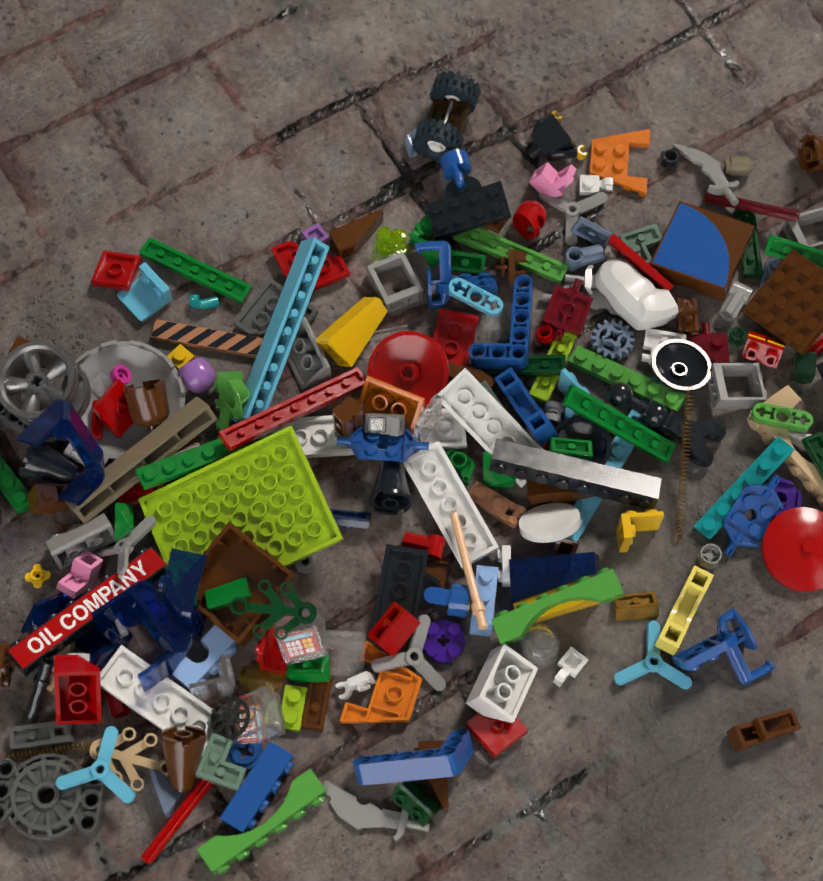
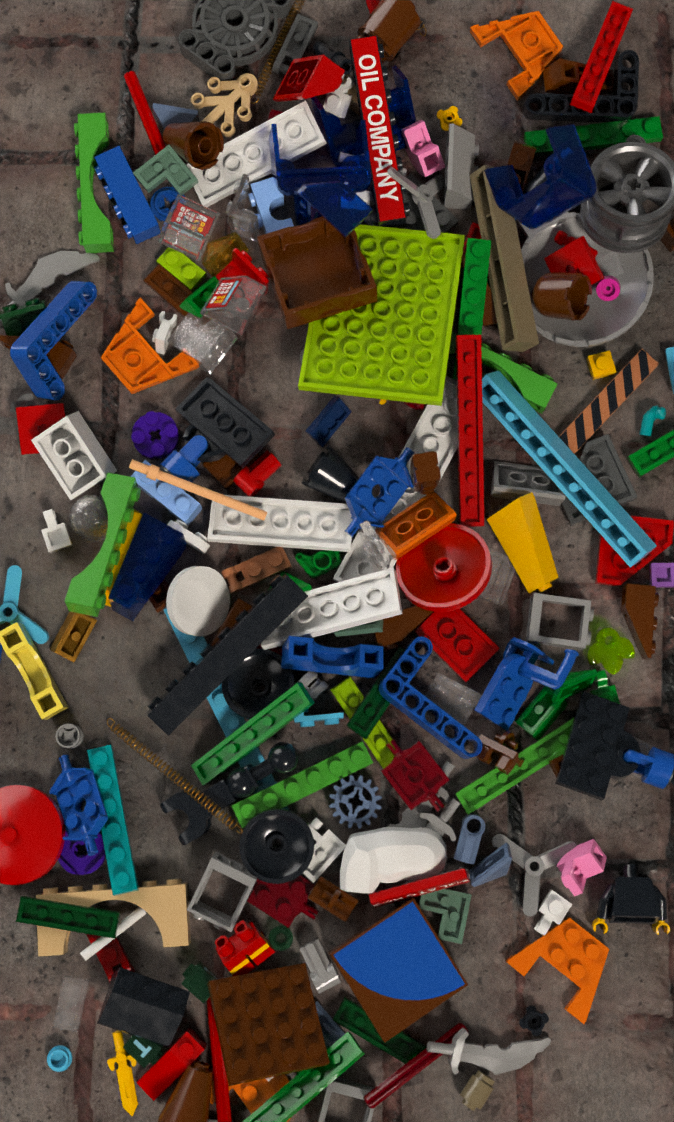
camera: 120 degrees right, 15 degrees up
(108, 777) = (226, 61): medium azure piece -> none
(123, 520) = (453, 212): green slope -> none
(197, 375) = (566, 365): medium lavender helmet -> none
(223, 595) = (313, 258): green slope -> none
(230, 717) = (201, 202): pearl dark grey wheel -> none
(233, 394) = (520, 382): bright green piece -> none
(277, 610) = (263, 280): dark green plant -> none
(385, 423) = (399, 507): light grey leg -> none
(393, 629) = (187, 388): red brick -> none
(403, 659) = (158, 386): light grey piece -> none
(477, 305) = (500, 677): medium azure beam -> none
(529, 215) = (553, 810): red helmet -> none
(545, 329) = (410, 733): red plate -> none
(572, 447) = (256, 669): green slope -> none
(632, 522) = (149, 680): yellow bracket -> none
(789, 412) = (137, 918): bright green beam -> none

